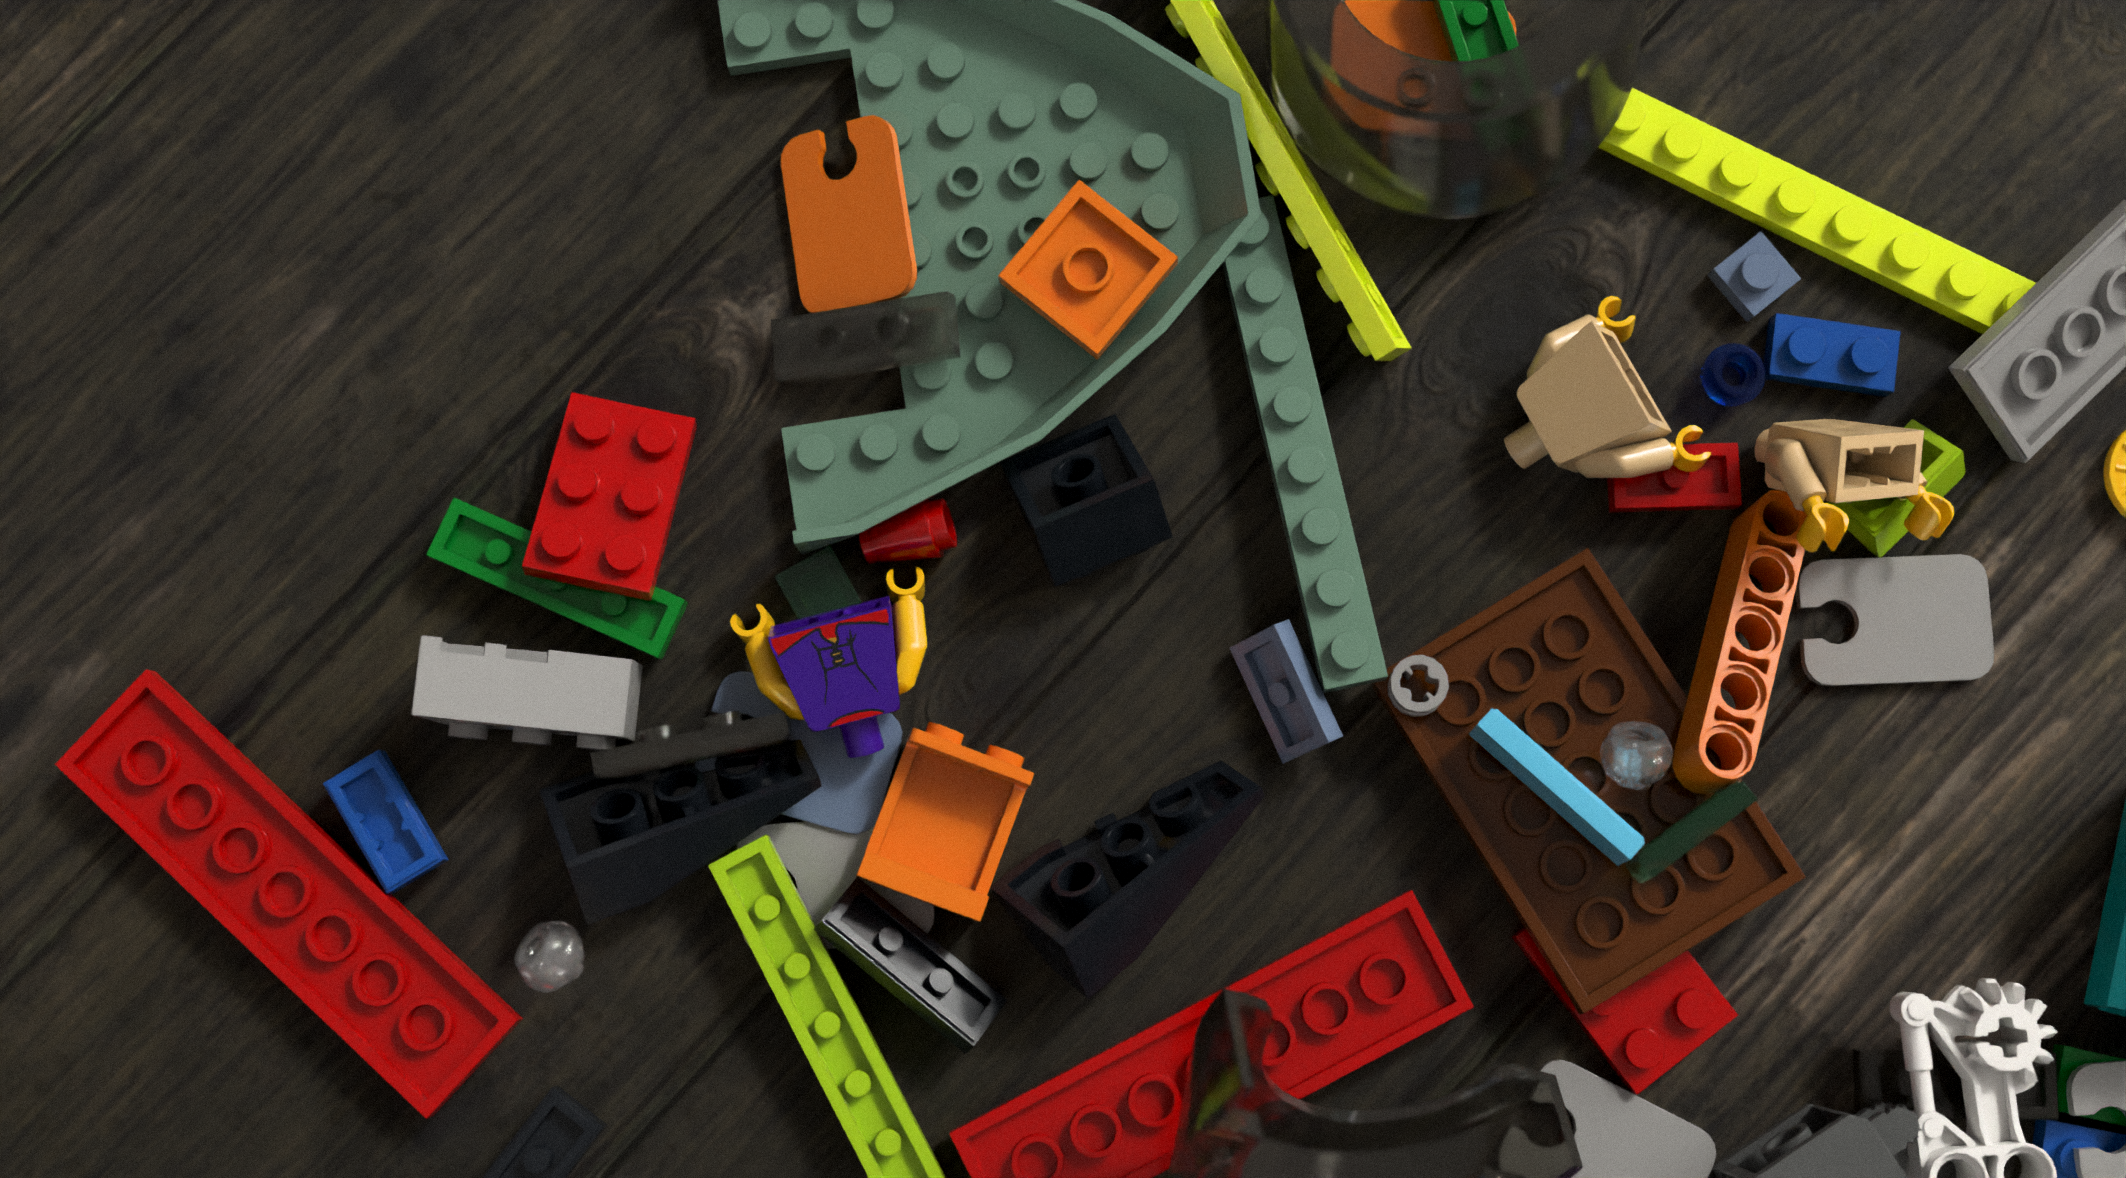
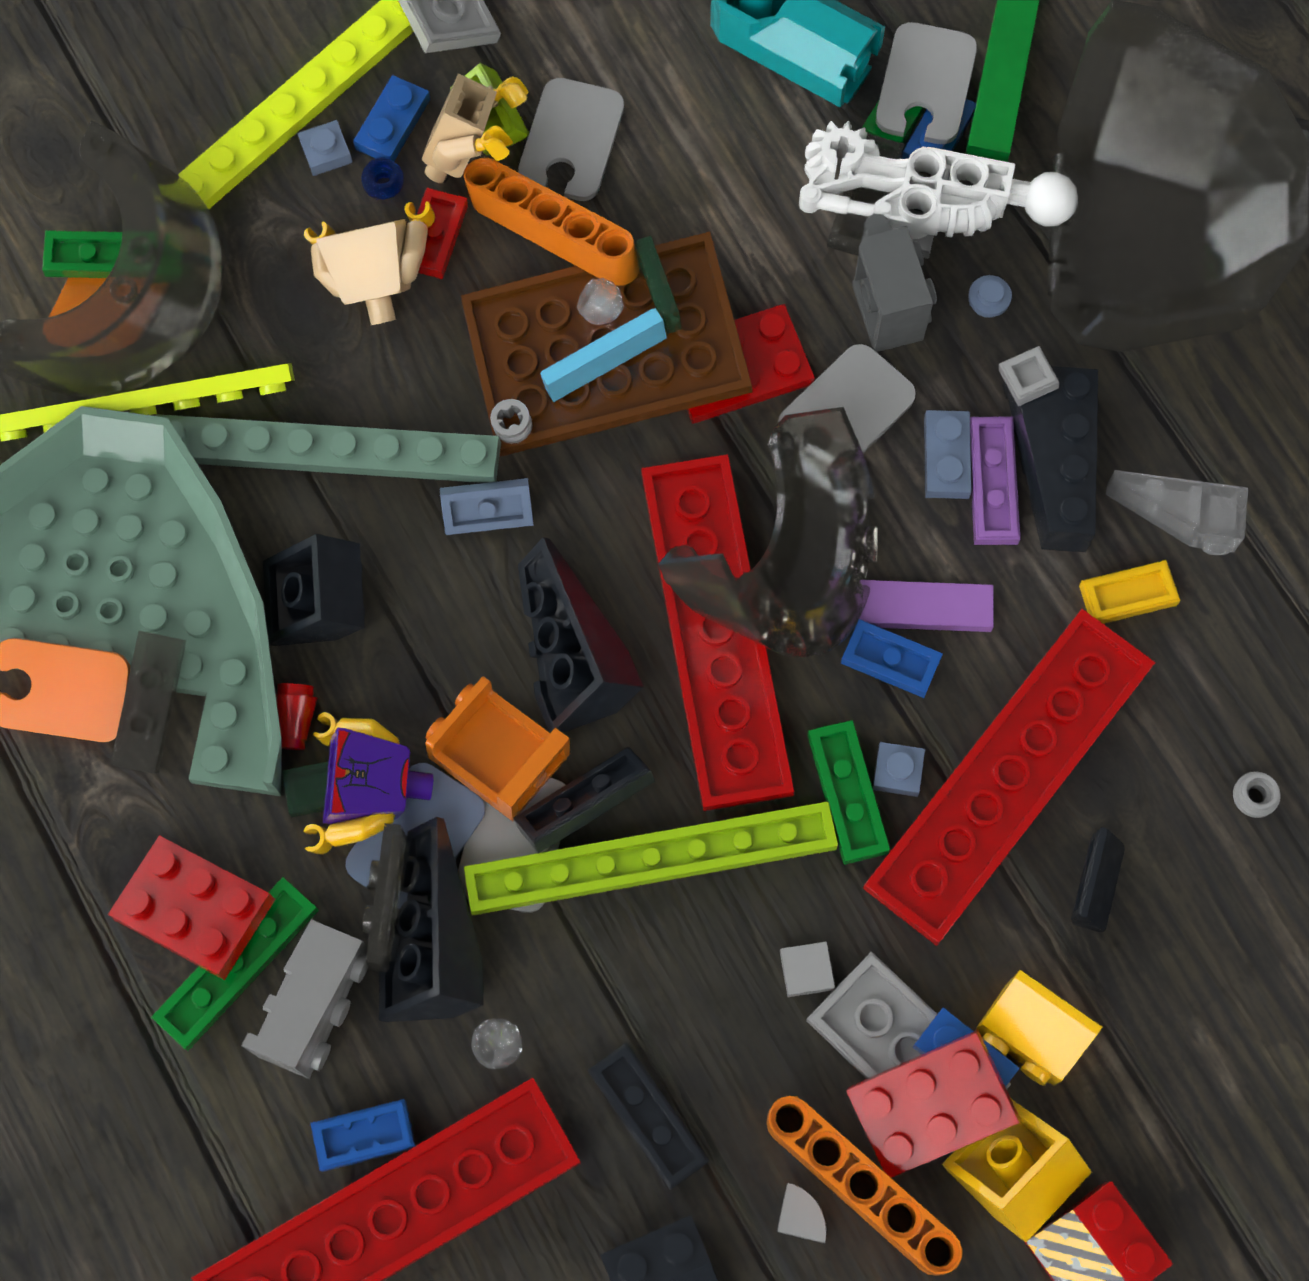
camera: 70 degrees left, 10 degrees down
(1088, 269) = (159, 538): orange plate -> none

